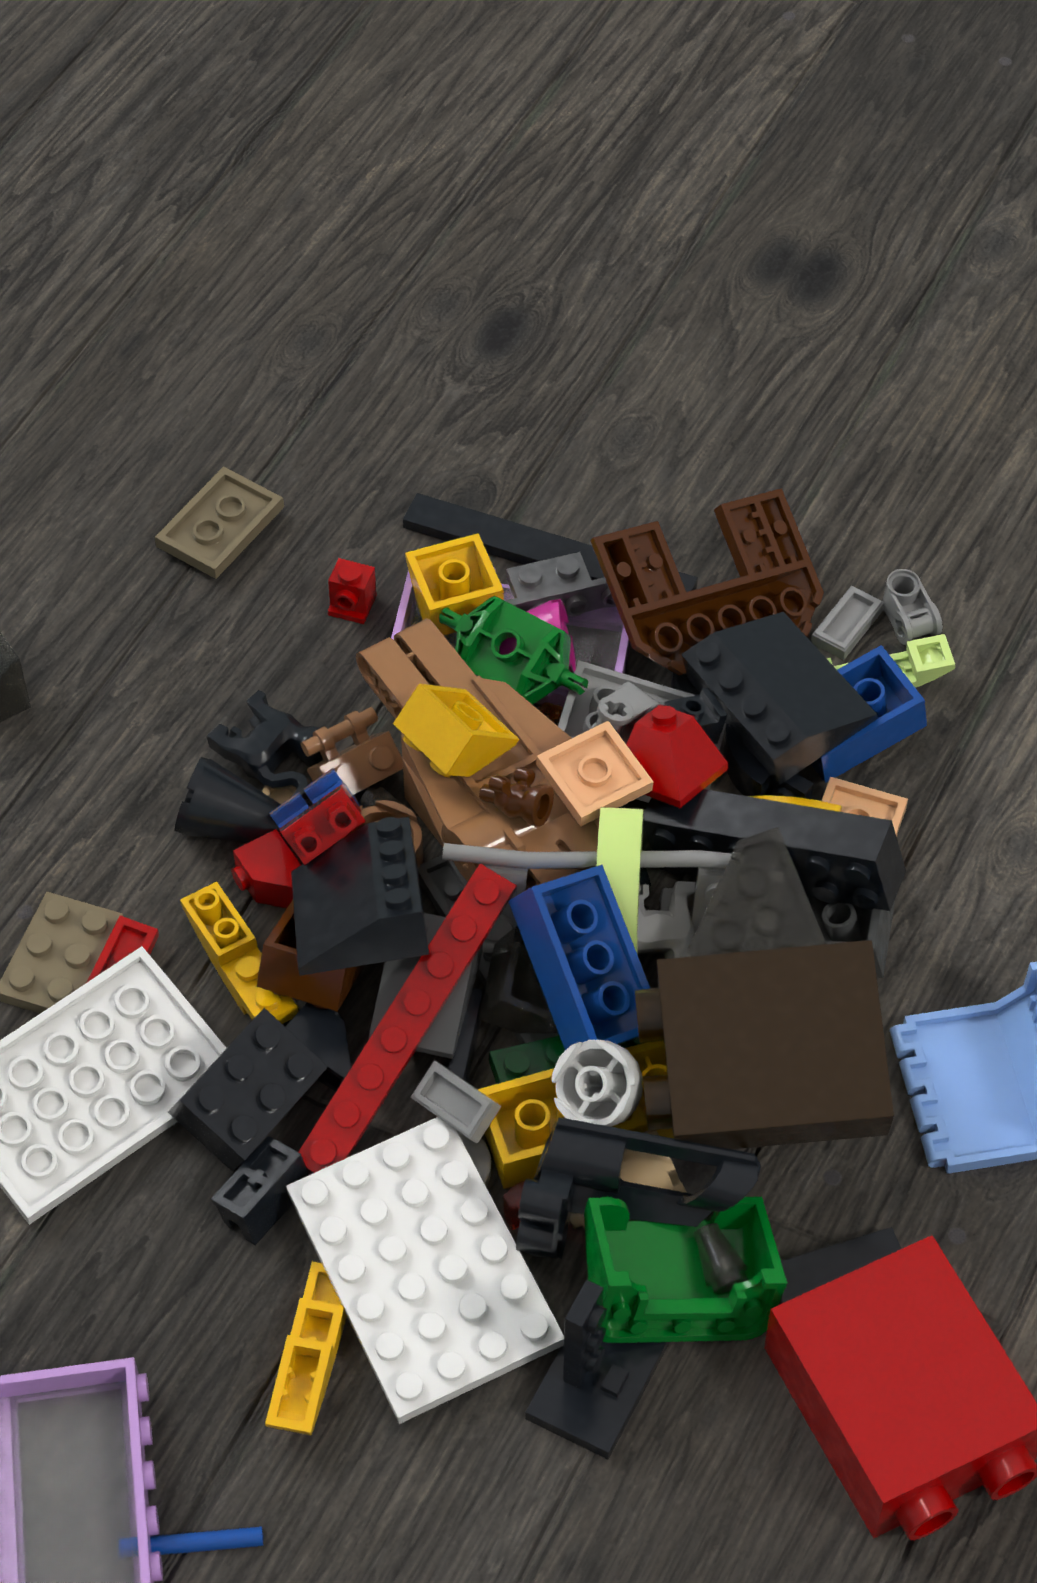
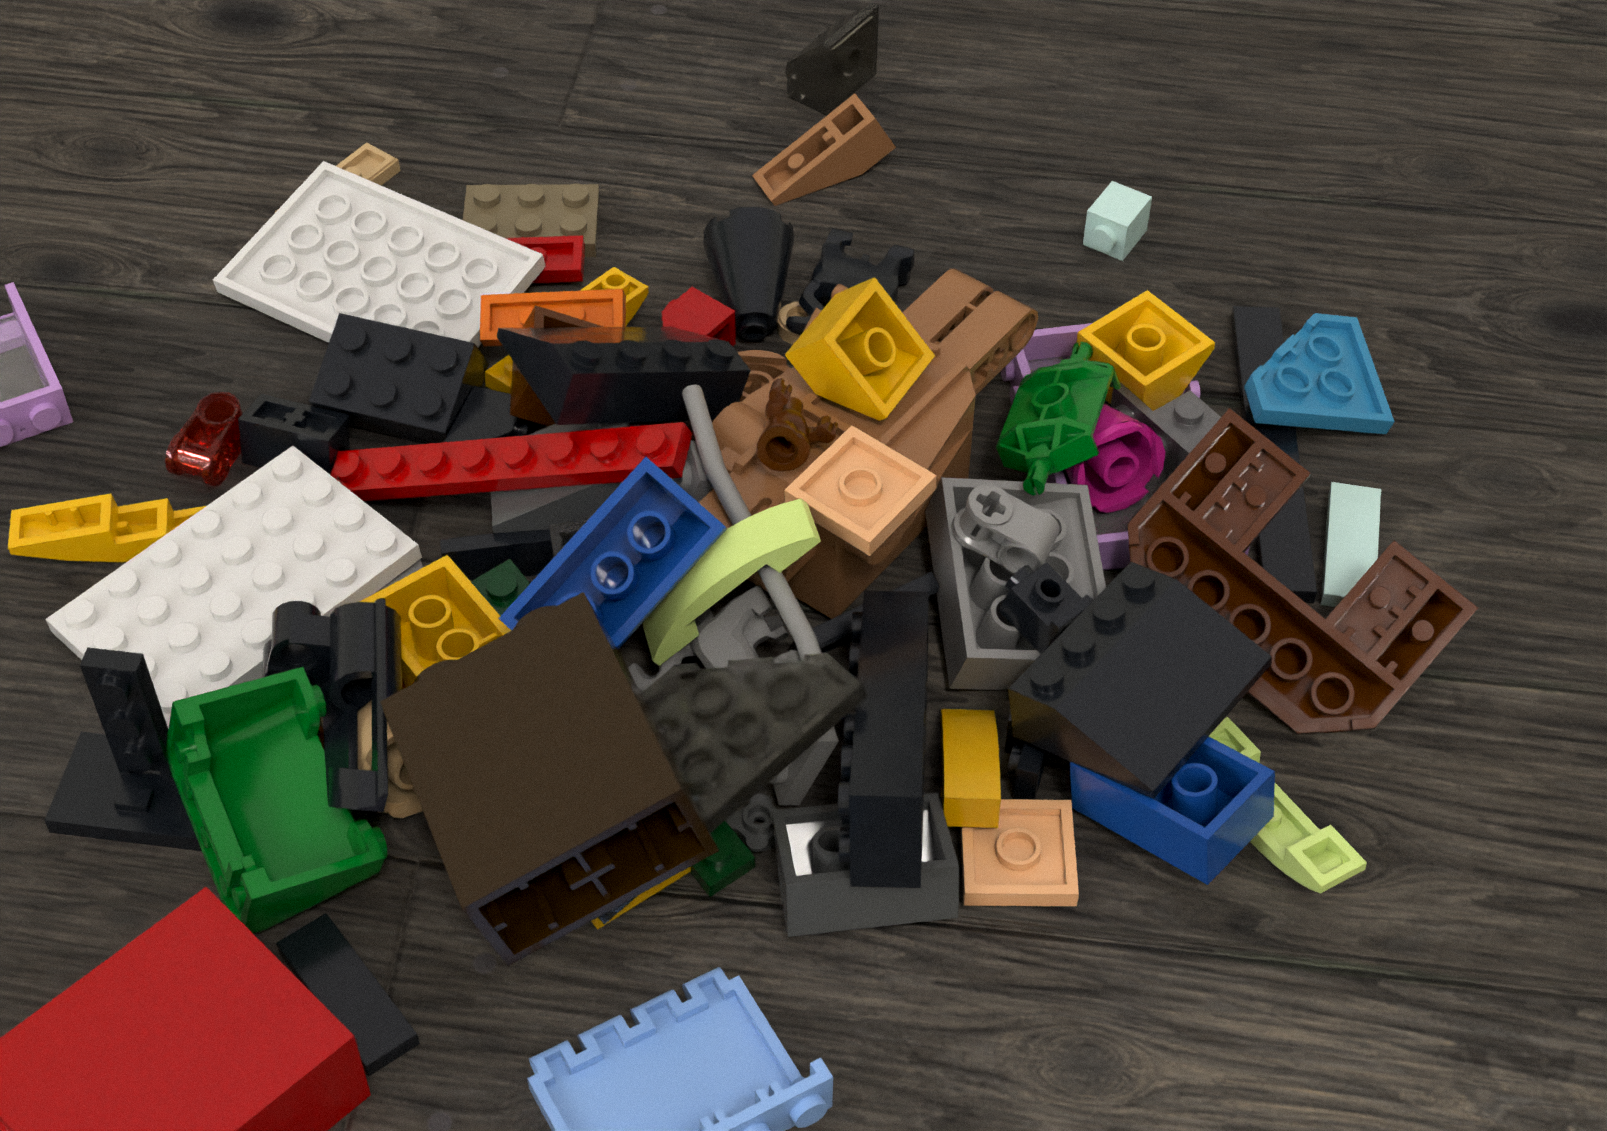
camera: 70 degrees right, 5 degrees down
(100, 719) = (828, 153): none -> medium nougat slope
(219, 522) = (1147, 163): dark tan plate -> none
(241, 952) = (512, 310): none -> orange plate
(241, 1263) = (208, 440): none -> clear red piece
(278, 553) = (1117, 220): none -> light aqua brick
(319, 826) = (736, 316): red hips -> none
(351, 591) = (1099, 287): red brick -> none
(456, 1102) = (427, 543): light grey tile -> none
(507, 495) = (1321, 380): none -> dark azure plate
(597, 1083) = (457, 629): white cylinder -> none
(675, 754) = (953, 582): red slope -> none
(687, 552) = (1349, 538): none -> light aqua tile
(719, 1259) = (298, 844): clear smoke cone -> none
(847, 622) = (1347, 770): light grey tile -> none
(910, 607) = (1397, 830): light grey piece -> none

